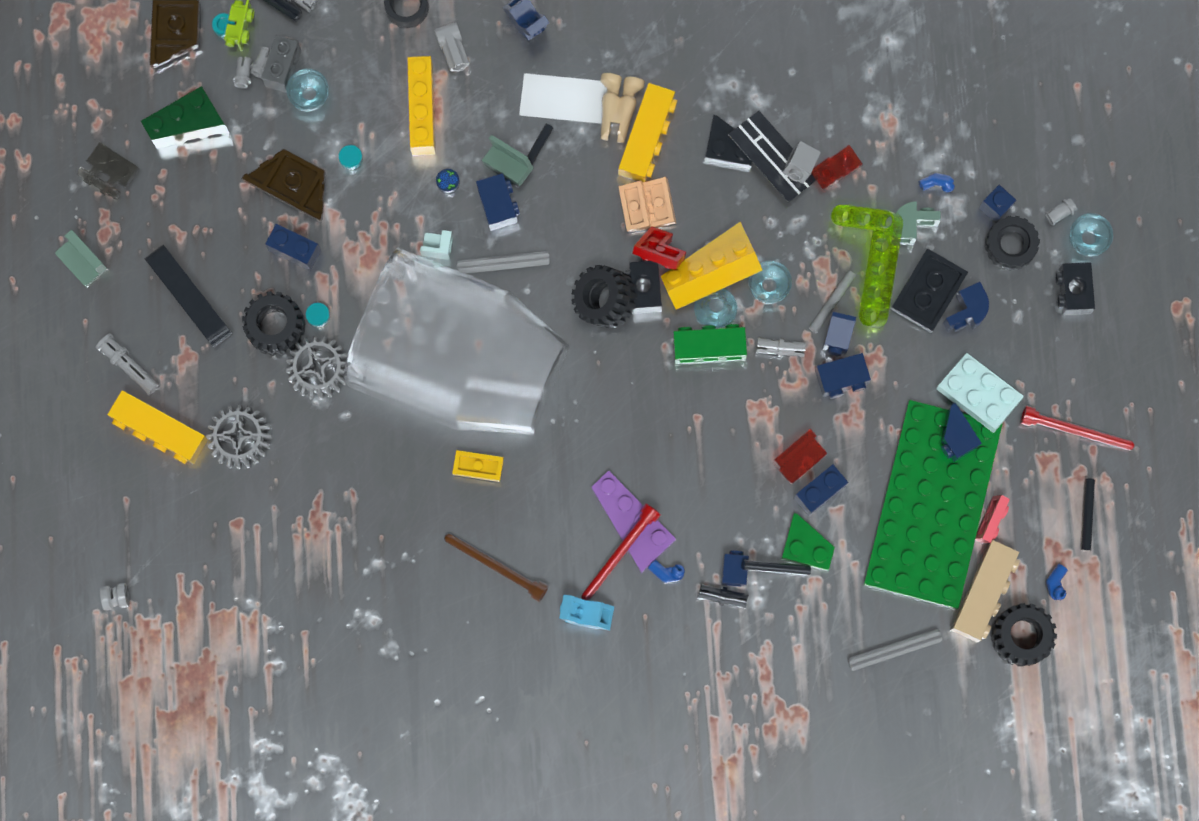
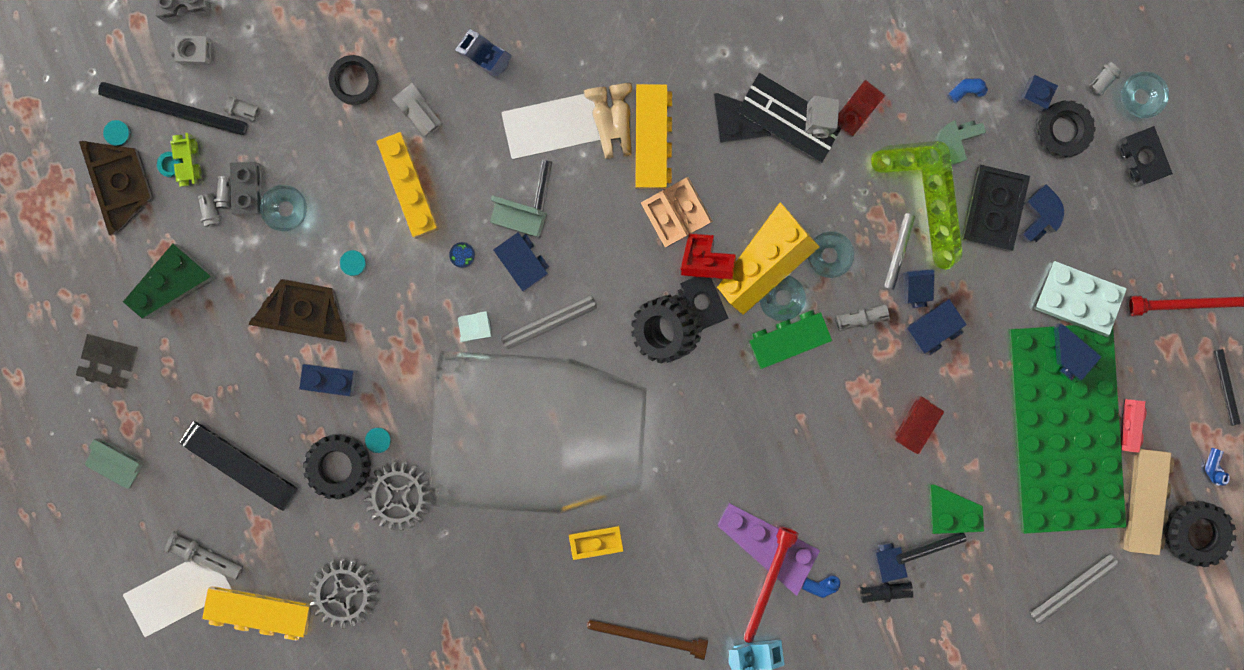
camera: 20 degrees left, 10 degrees up
(88, 391) = (172, 595): none -> white sticker
(821, 490) = (951, 453): dark blue brick -> none

